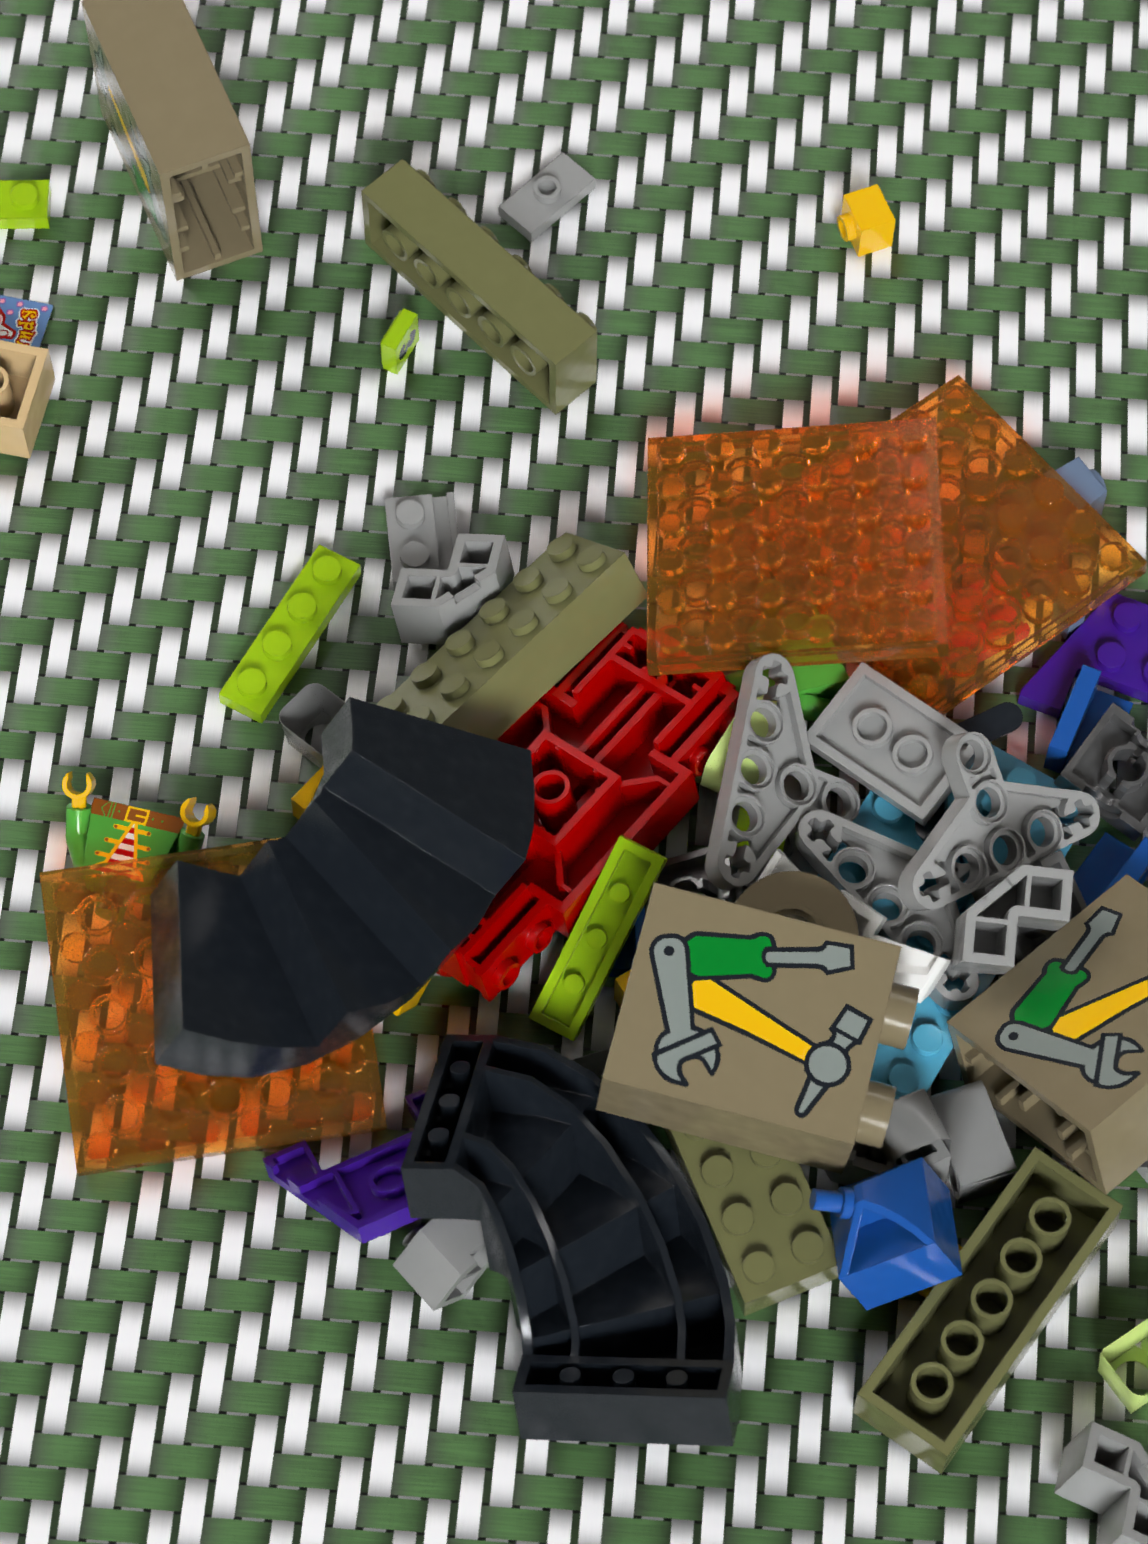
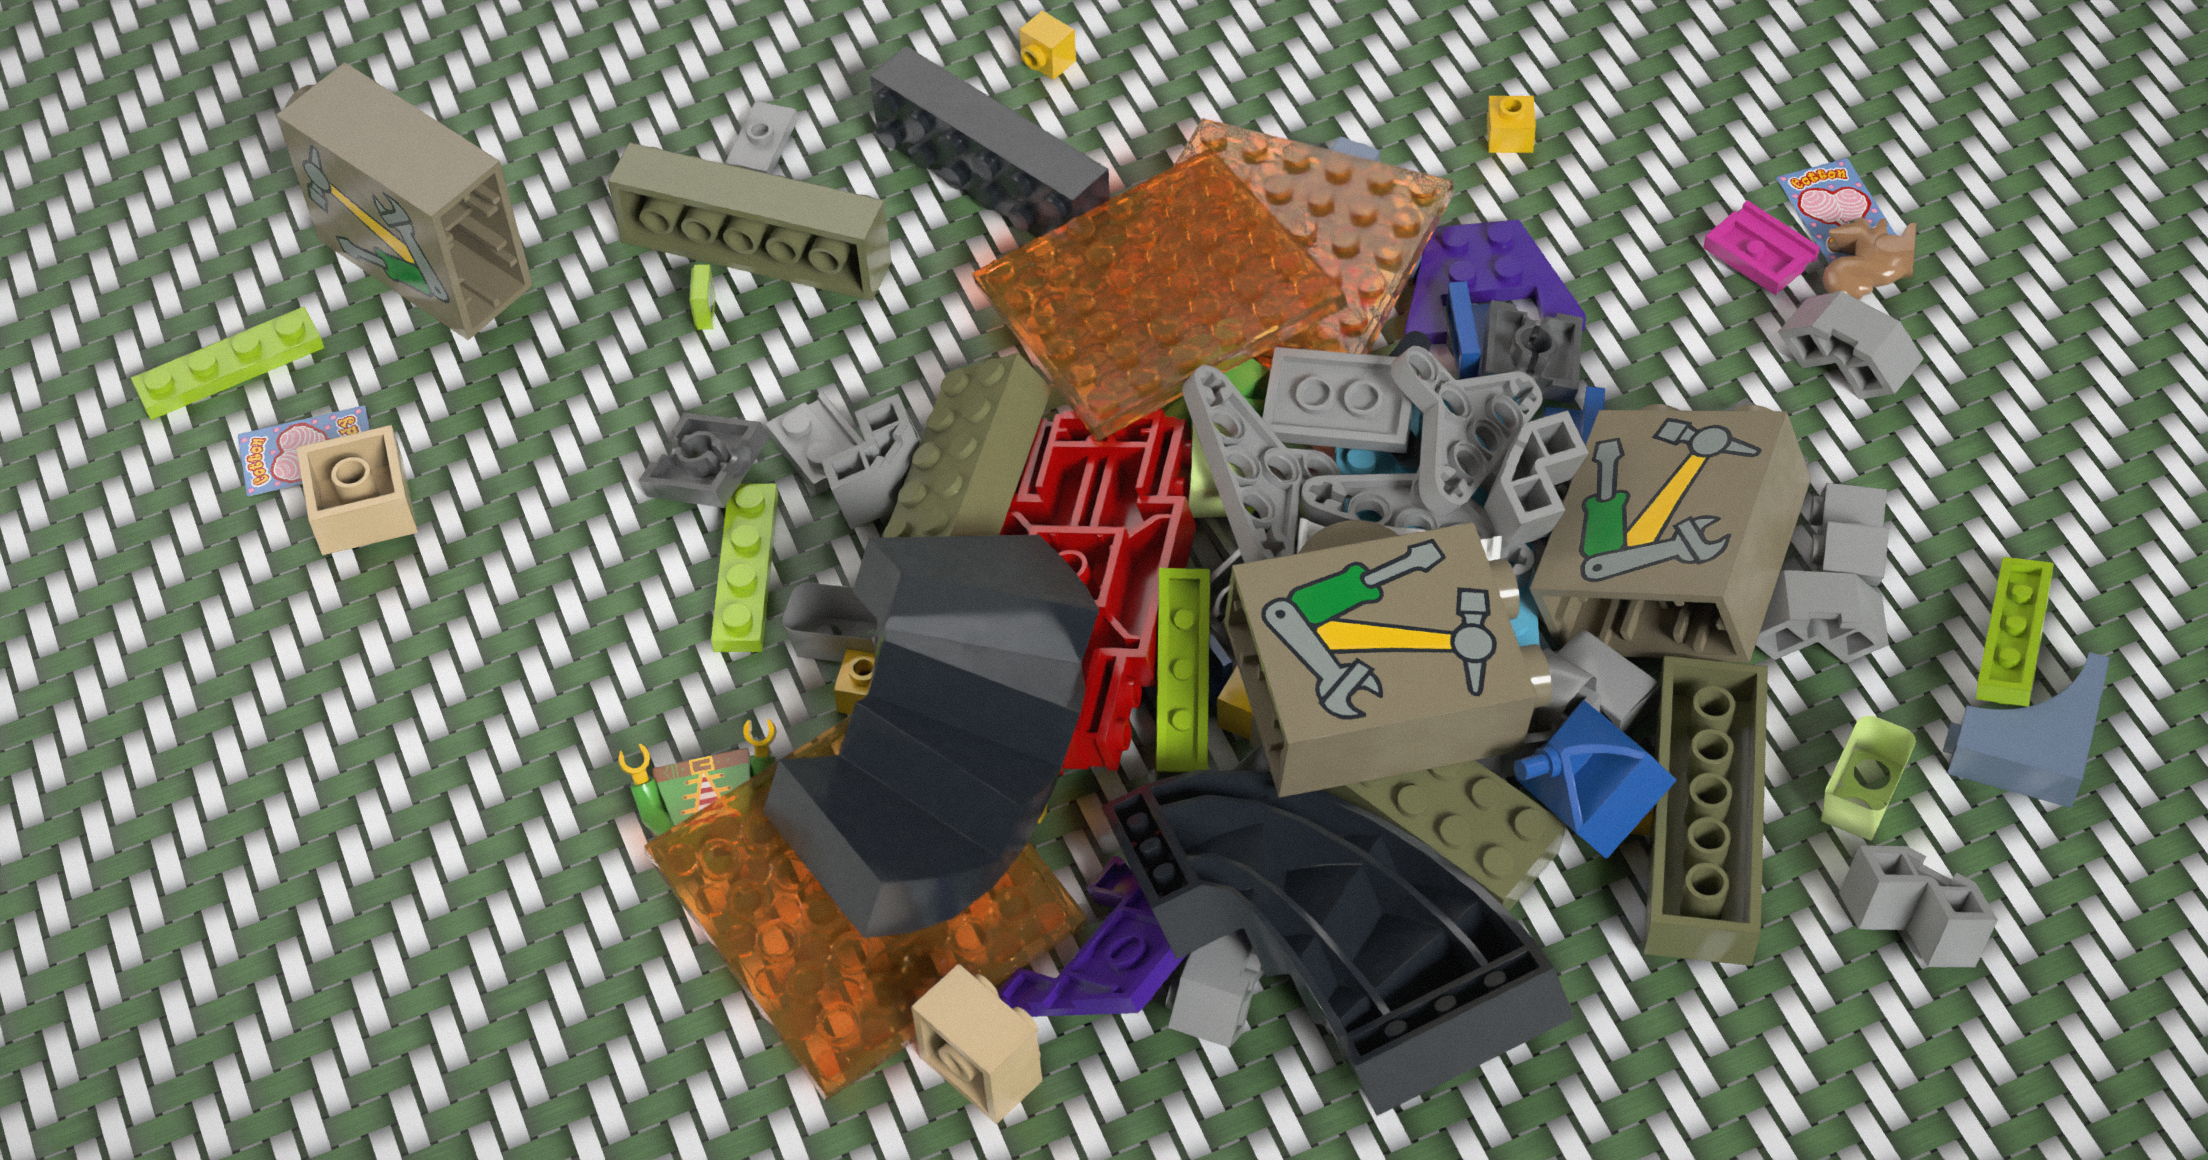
camera: 25 degrees left, 10 degrees down
(224, 1195) = (978, 1042): none -> tan brick
(295, 532) = (693, 469): none -> flat silver brick
(734, 309) = (983, 146): none -> black brick

